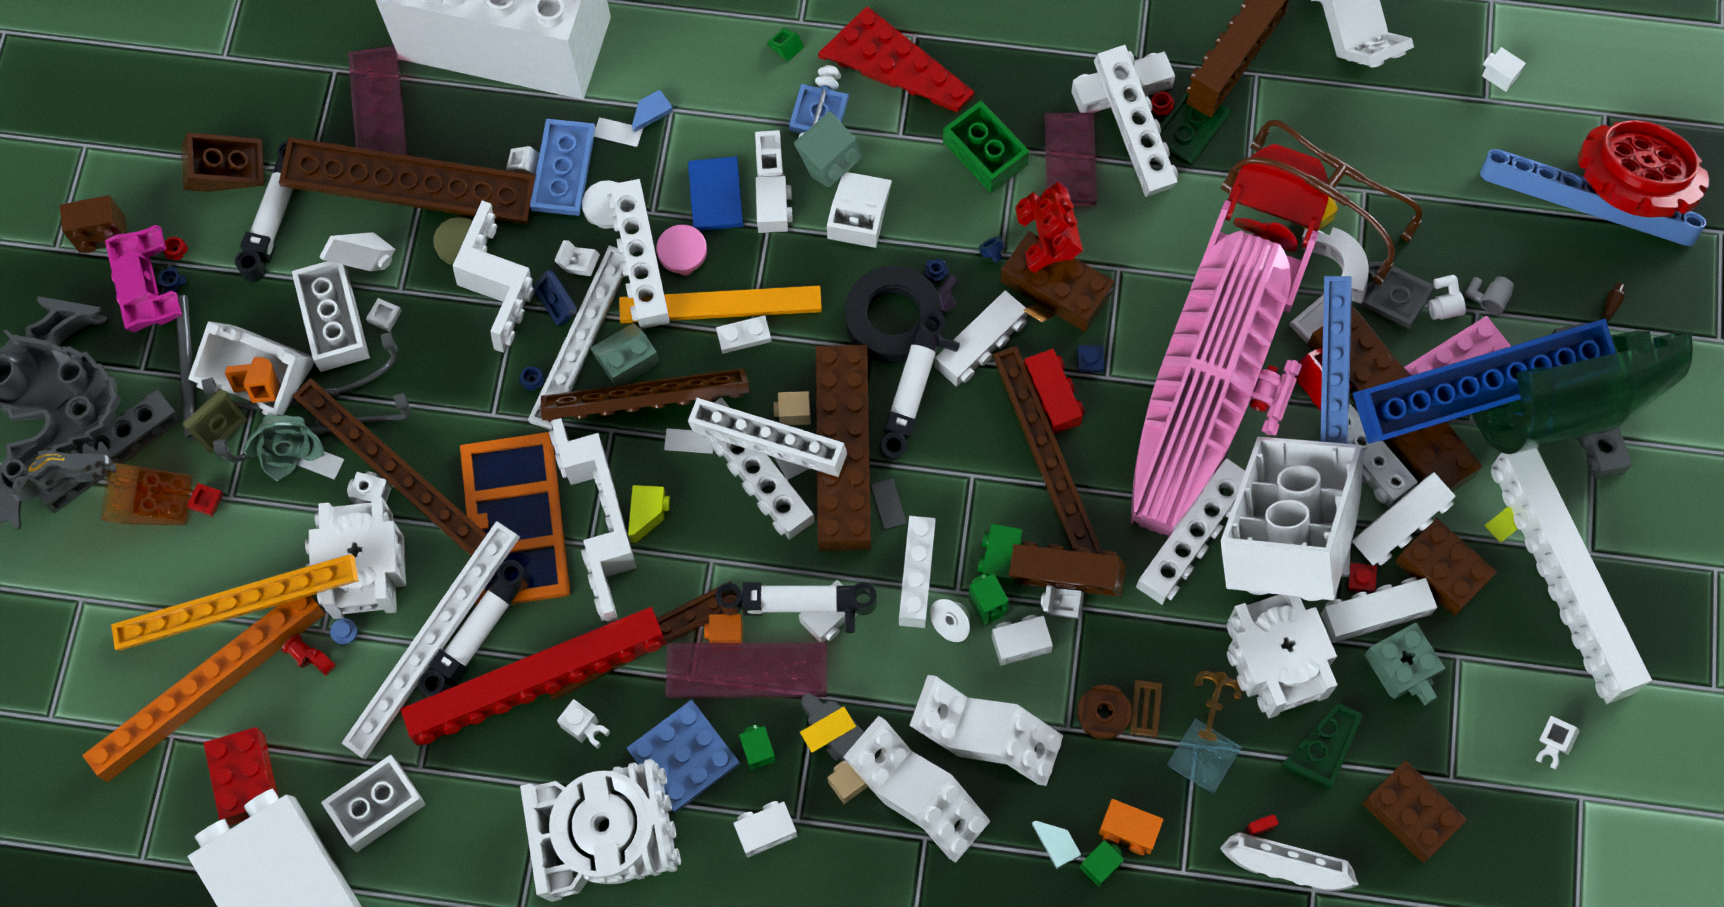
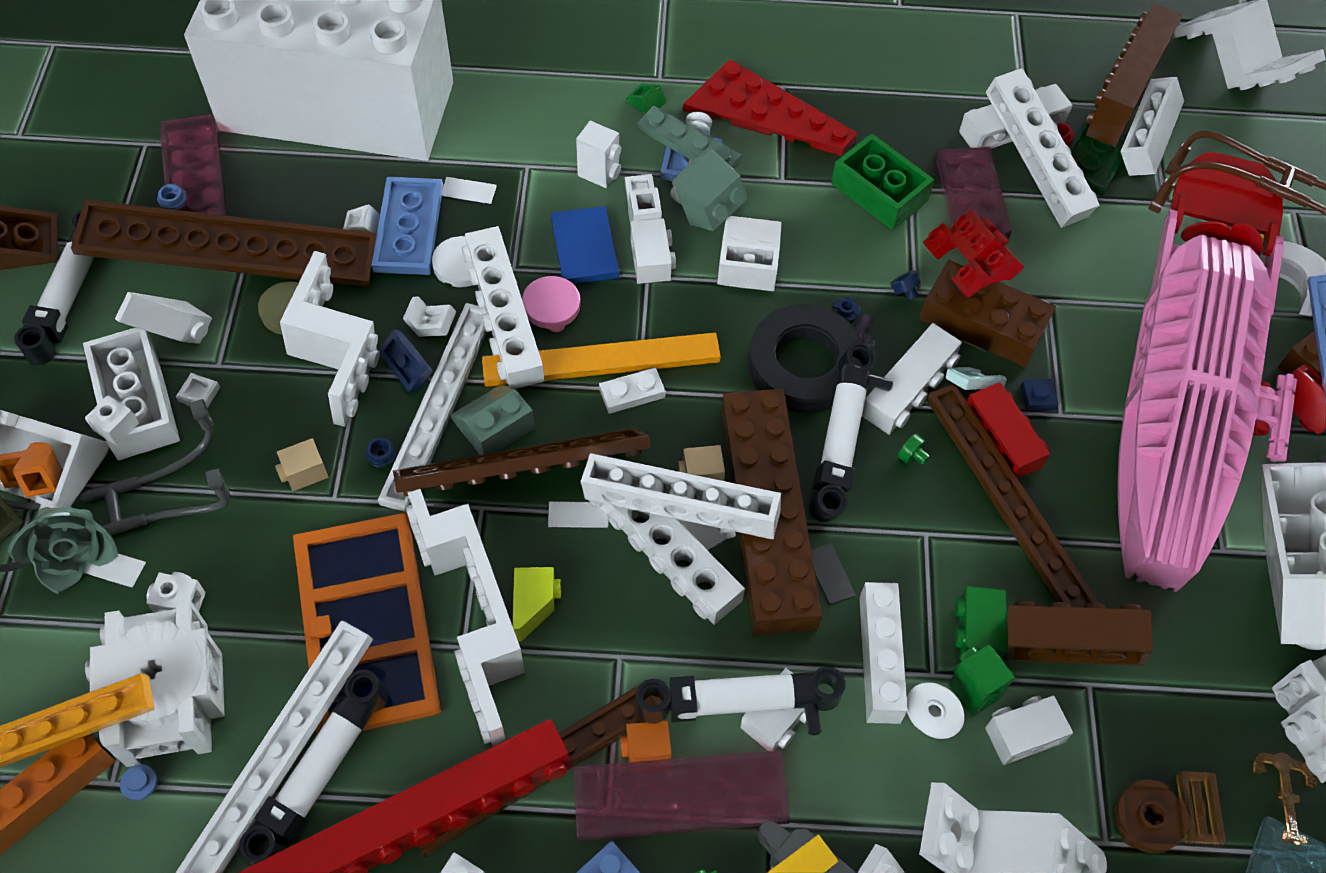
camera: 10 degrees left, 10 degrees down
(305, 655) = (86, 818): red connector -> none
(318, 350) = (112, 420): none -> white plate
(357, 128) = (171, 197): none -> medium blue plate
(390, 466) = (205, 566): reddish brown plate -> none
(467, 386) = (301, 465): none -> tan brick
(650, 110) = (504, 165): medium blue tile -> none
(733, 108) = (598, 154): none -> white brick
(814, 94) = (683, 137): none -> sand green plate
(971, 403) = (914, 450): none -> green tile
(1033, 342) = (972, 378): none -> light aqua tile
(1062, 602) = (1070, 678): white bracket -> none
(1152, 581) = (1173, 643): white brick -> none
(1247, 100) = (1152, 126): none -> white brick
(1309, 320) = (1283, 336): white tile -> none

